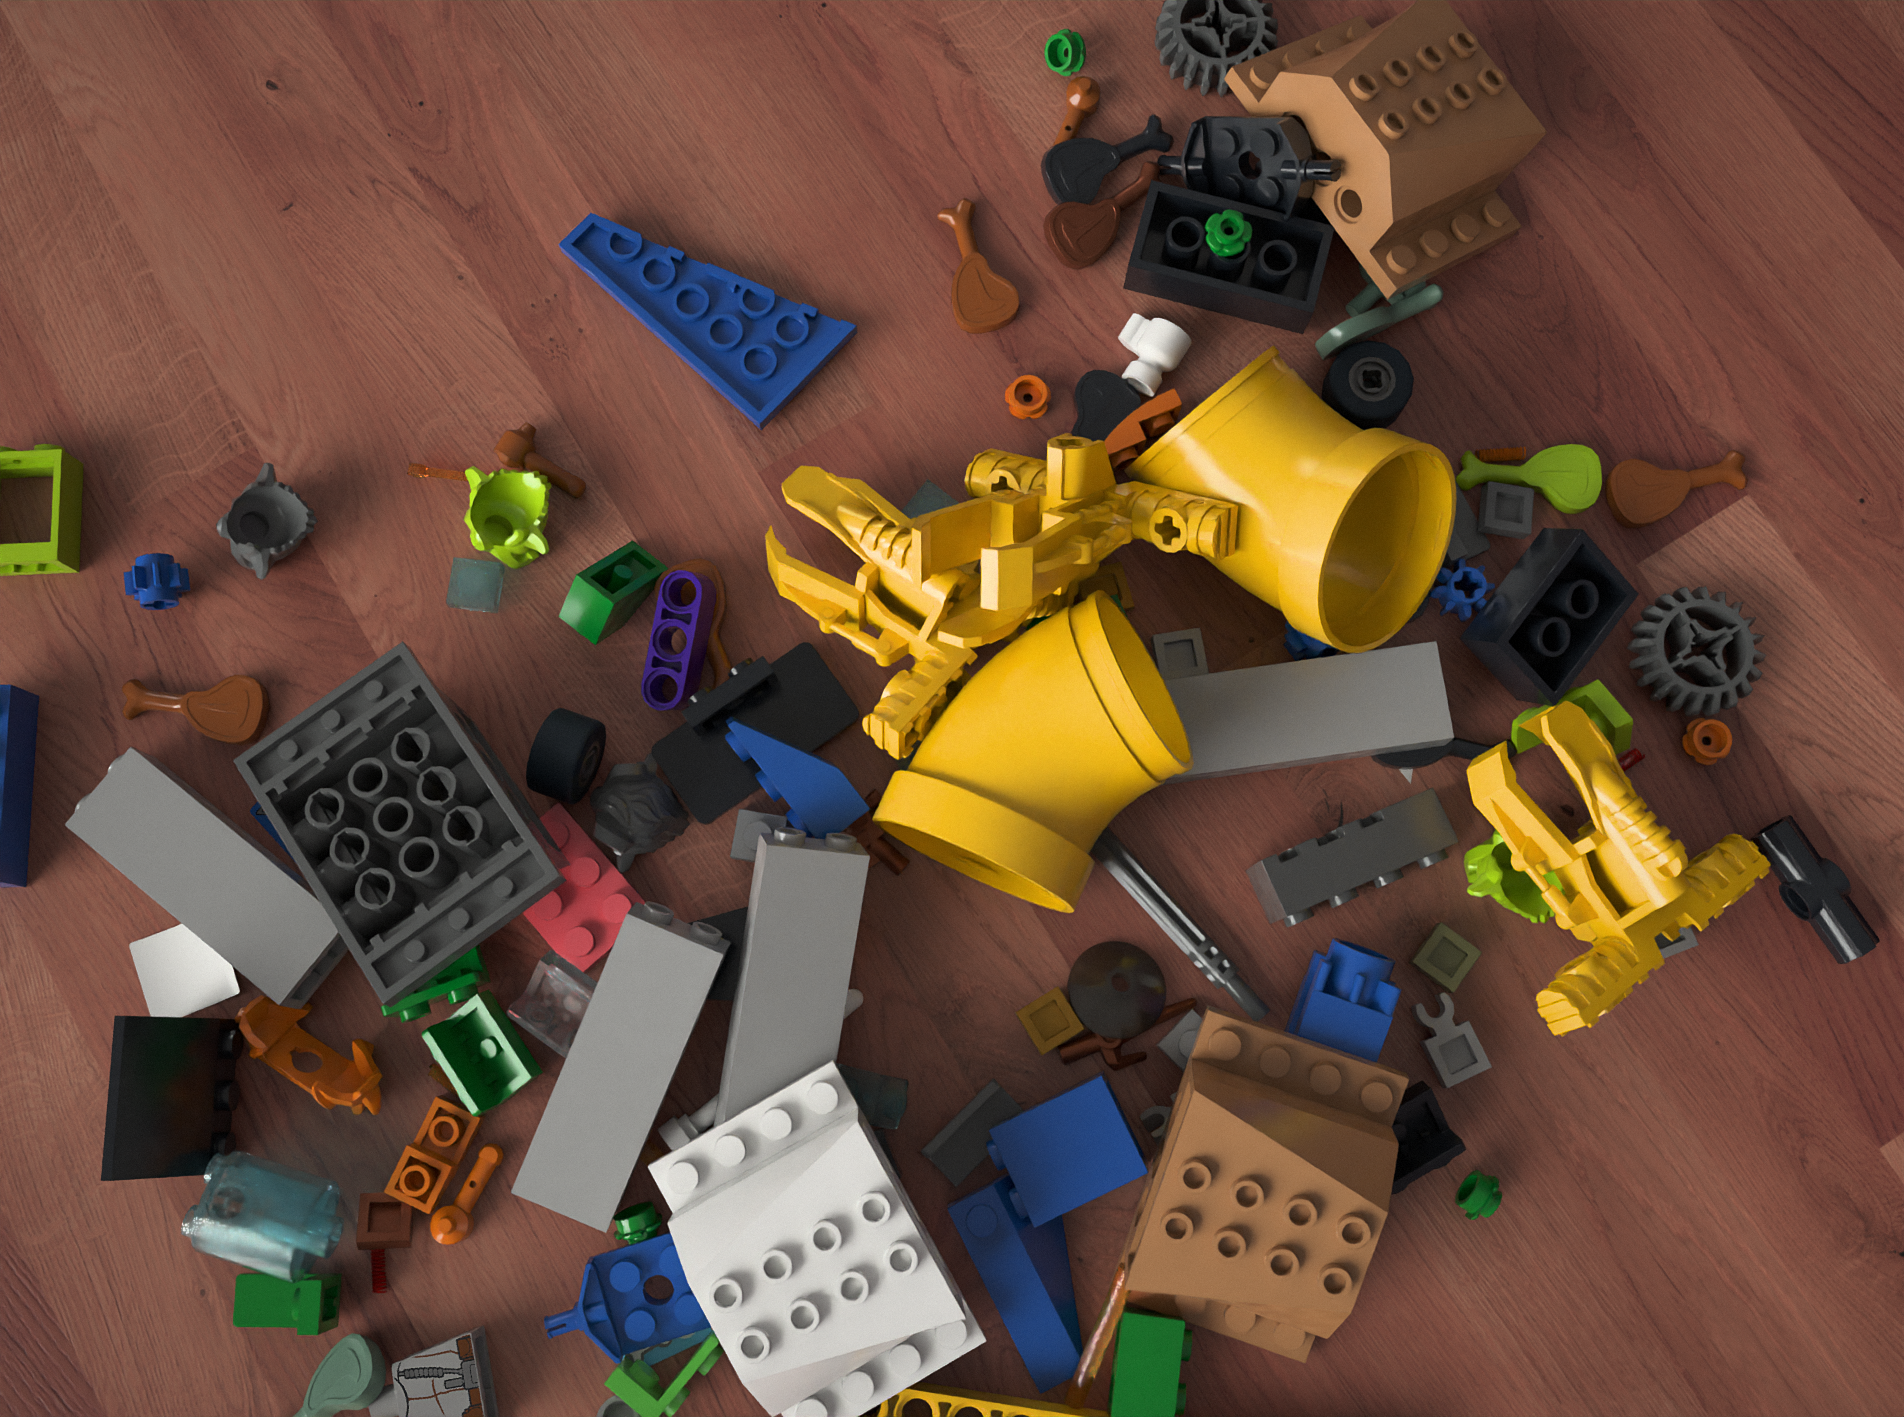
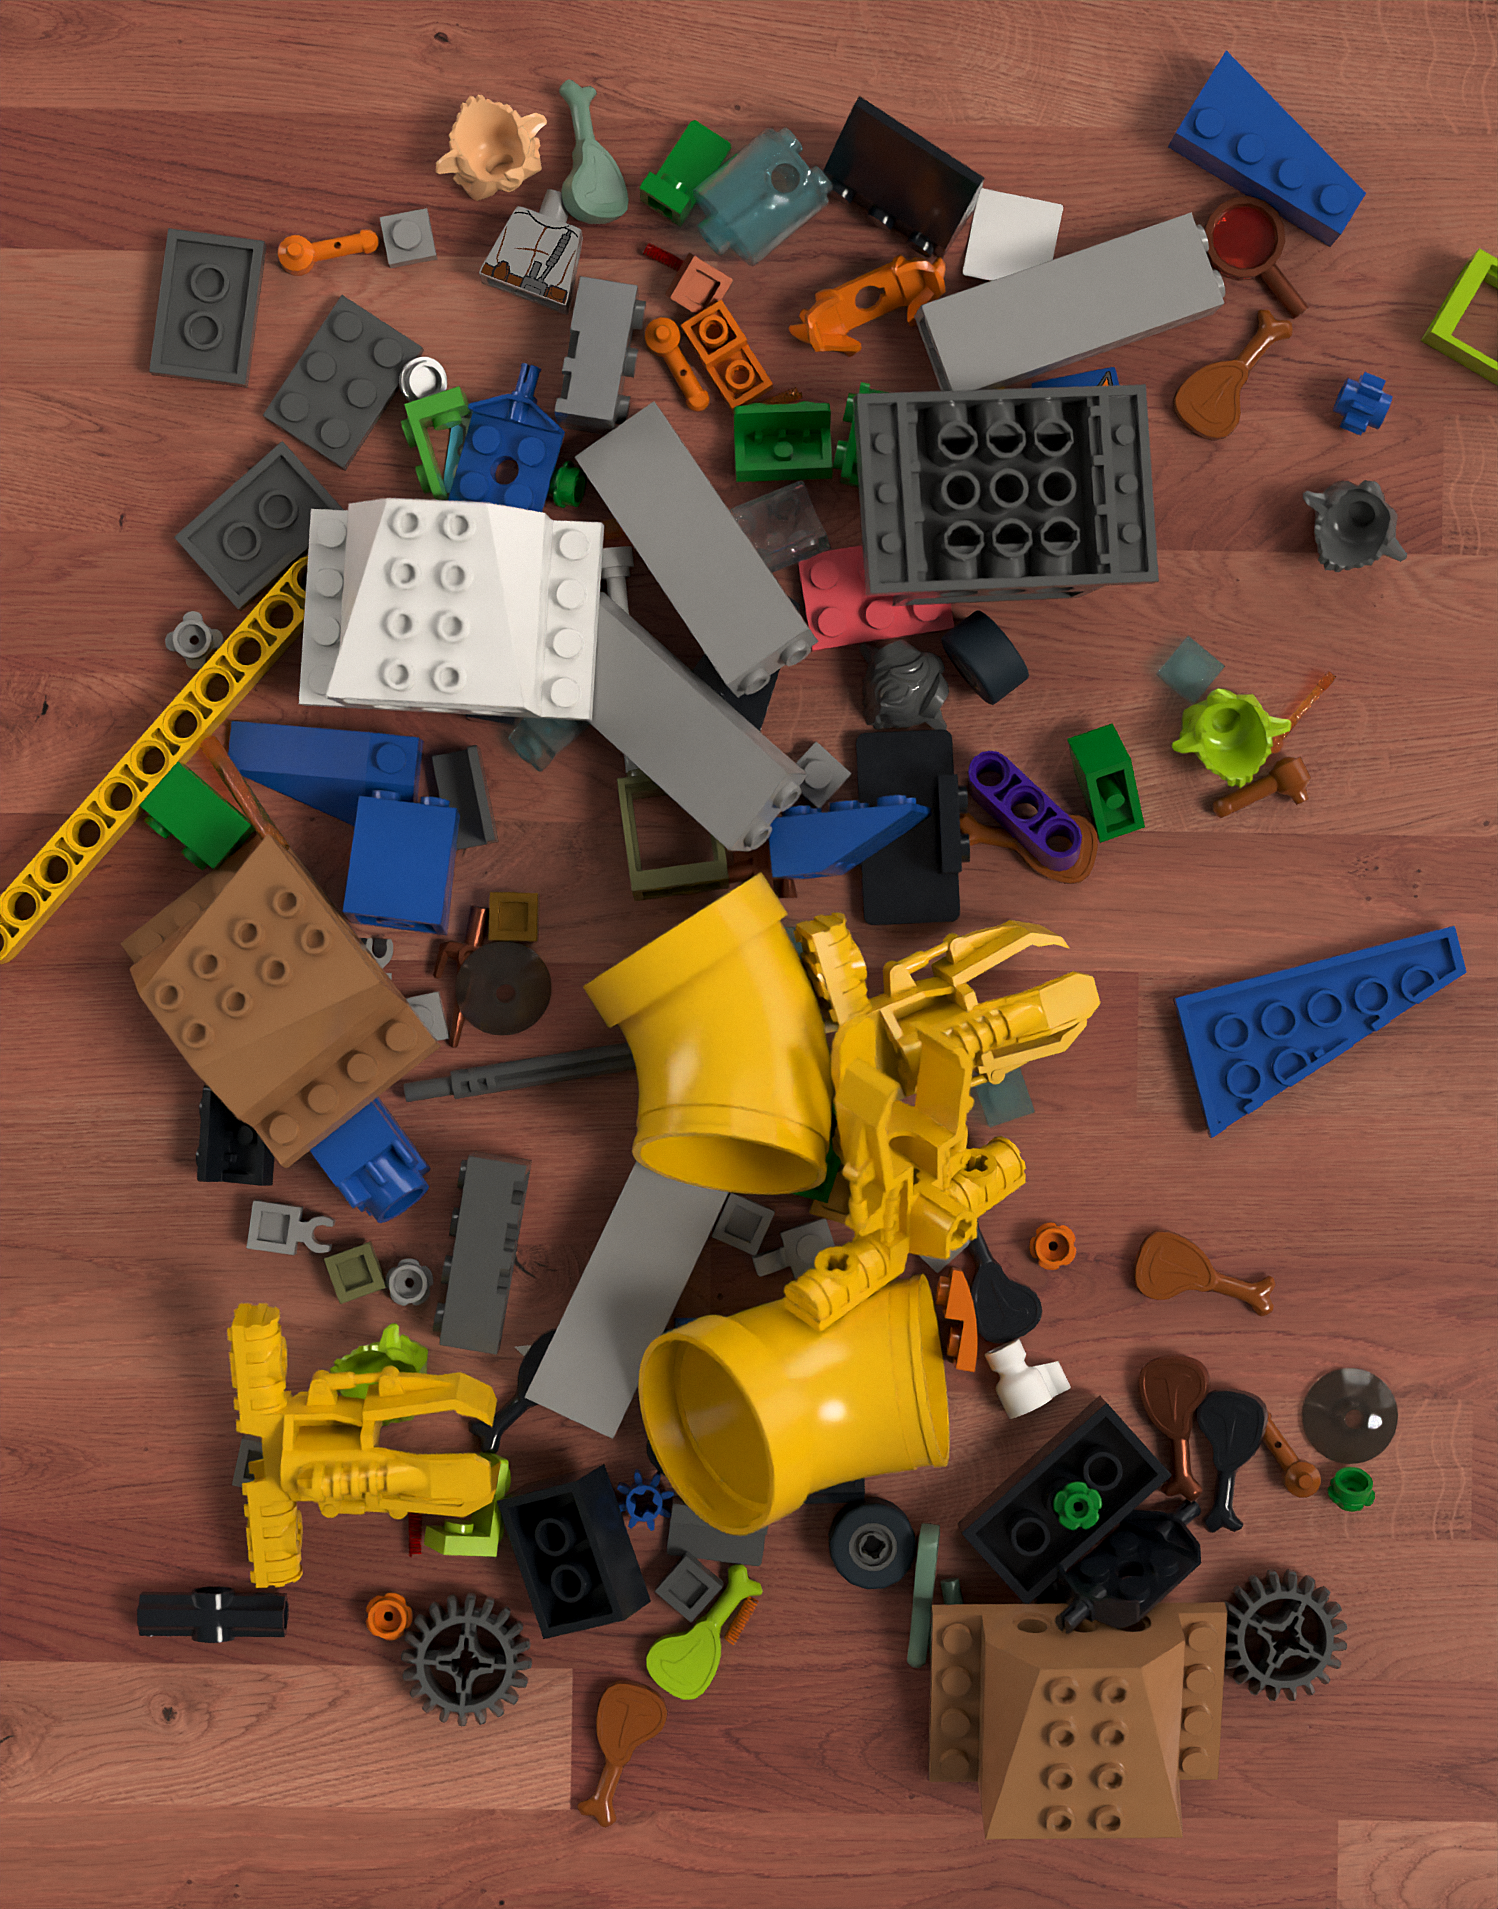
camera: 125 degrees right, 10 degrees up
(72, 761) = (1247, 242): none -> piece
(500, 1270) = (600, 356): none -> wedge
(932, 903) = (668, 880): none -> olive window
(1002, 110) = (1332, 1399): none -> clear smoke dish
(1167, 593) = (798, 1249): none -> light grey plate
(1432, 900) = (396, 1282): none -> light grey plate
(1479, 1195) = (155, 1169): green plate -> none

